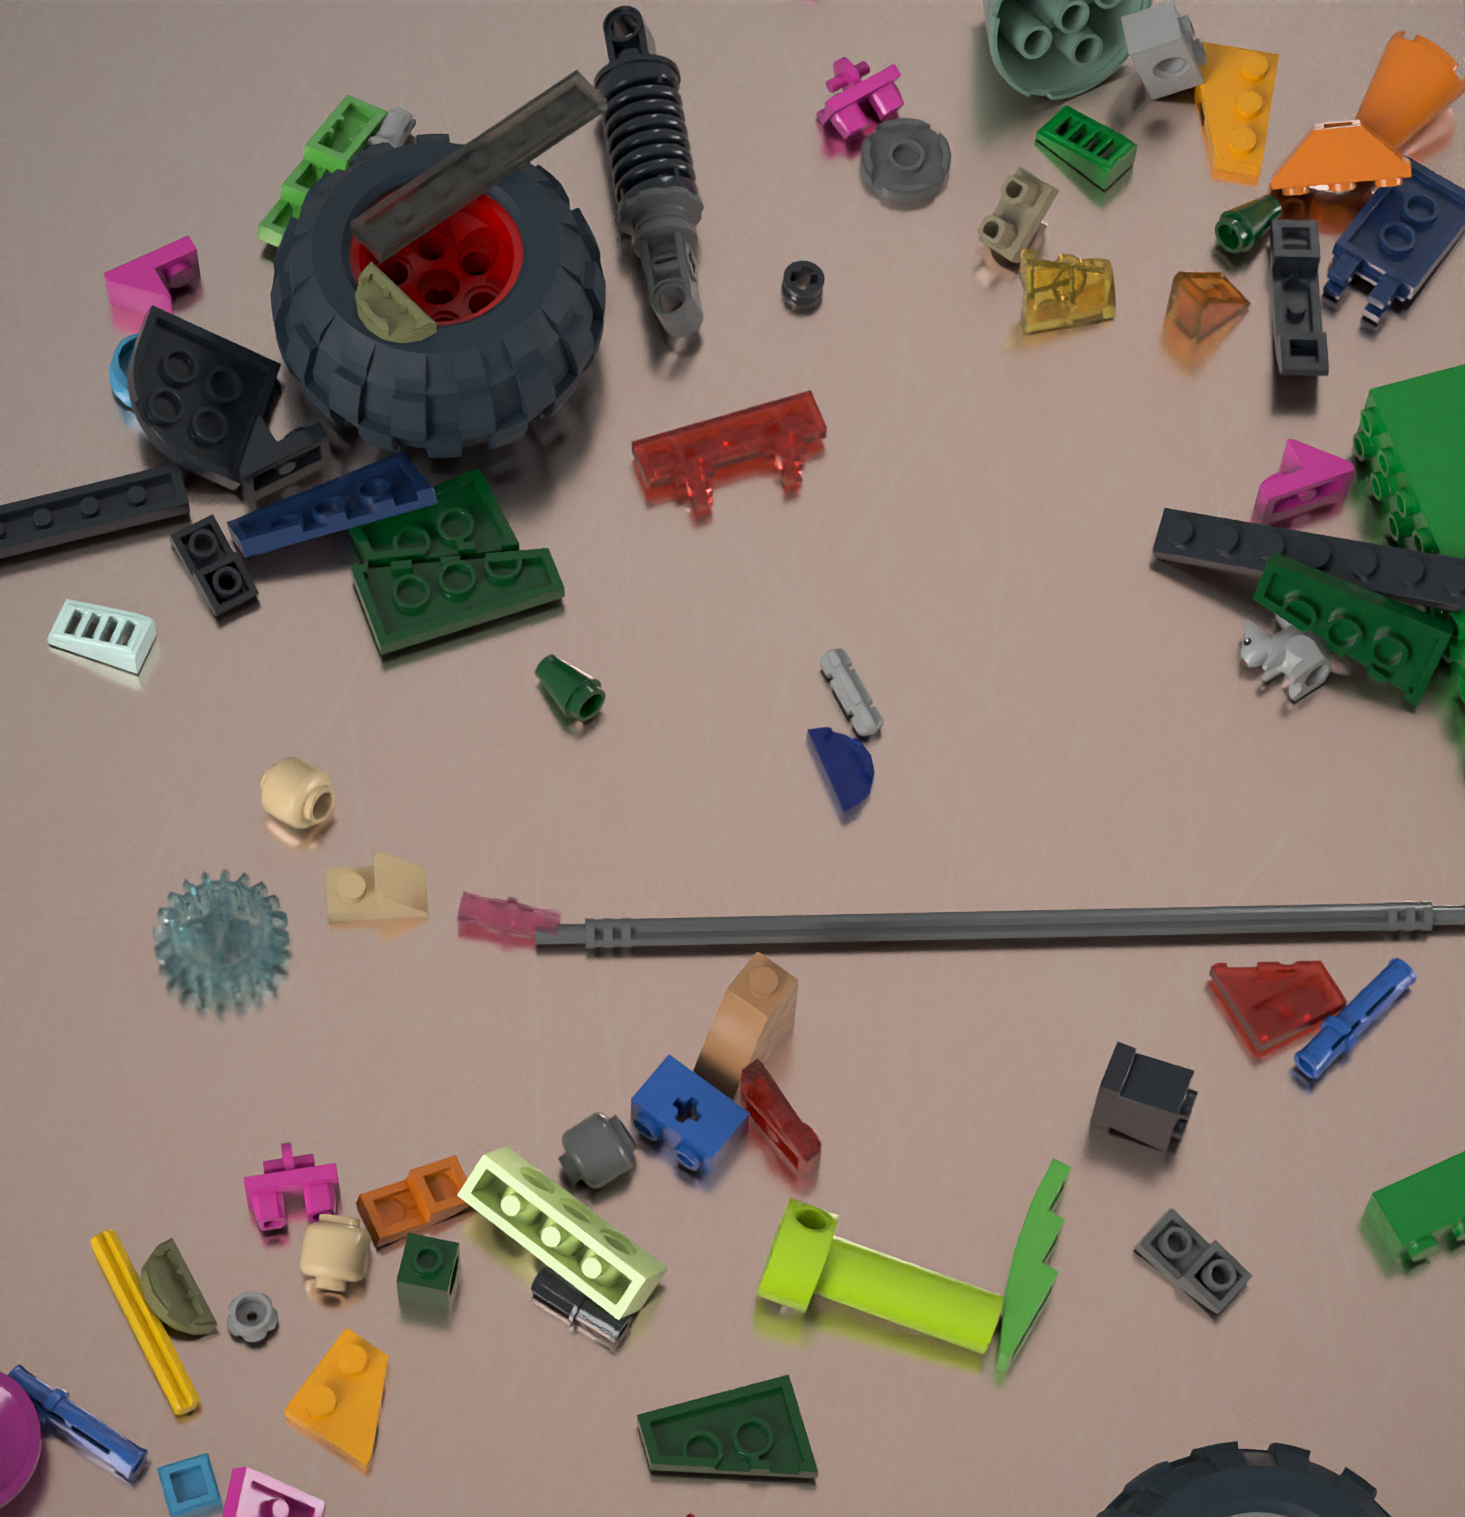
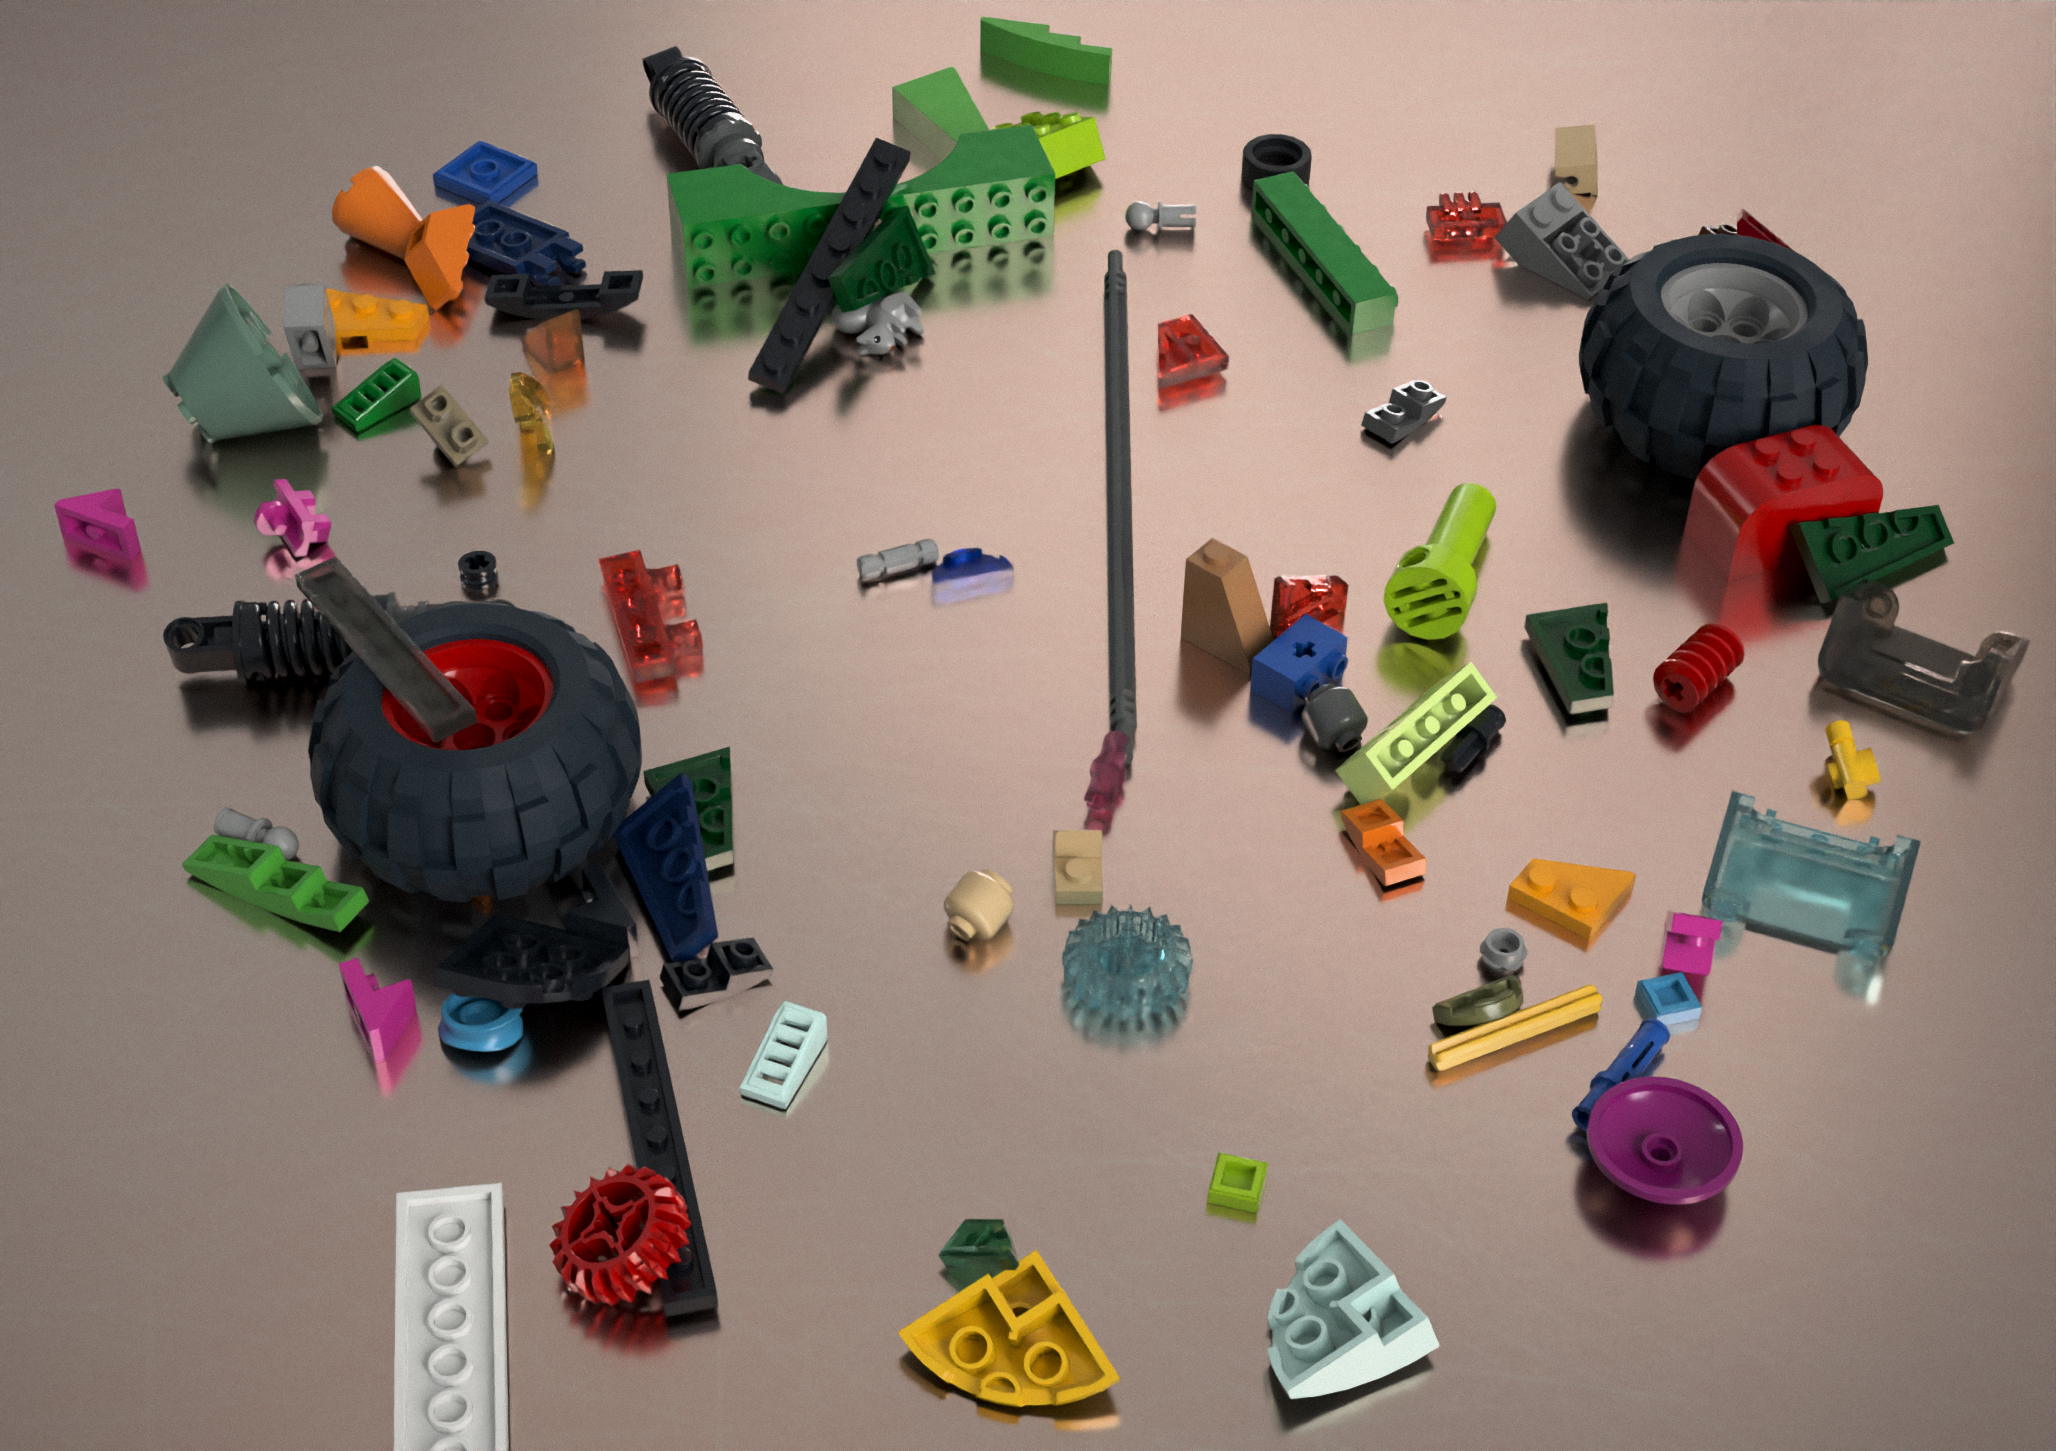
camera: 85 degrees left, 20 degrees down
(291, 1181) = (1376, 916): dark pink hips -> none
(335, 1251) = (1441, 886): tan head -> none
(389, 310) = (534, 713): olive tile -> none
(428, 1272) = (1457, 824): dark green brick -> none
(433, 599) = (773, 803): dark green wing -> none
(571, 688) = (880, 723): dark green cone -> none
(905, 160) = (362, 503): dark grey tile -> none
(1029, 1278) = (1407, 482): bright green slope -> none
(1144, 1097) = (1282, 405): black hips -> none
(1245, 224) = (482, 315): dark green cone -> none
(1309, 479) = (730, 301): dark pink slope -> none
(1341, 1031) = (1215, 321): blue pin -> none

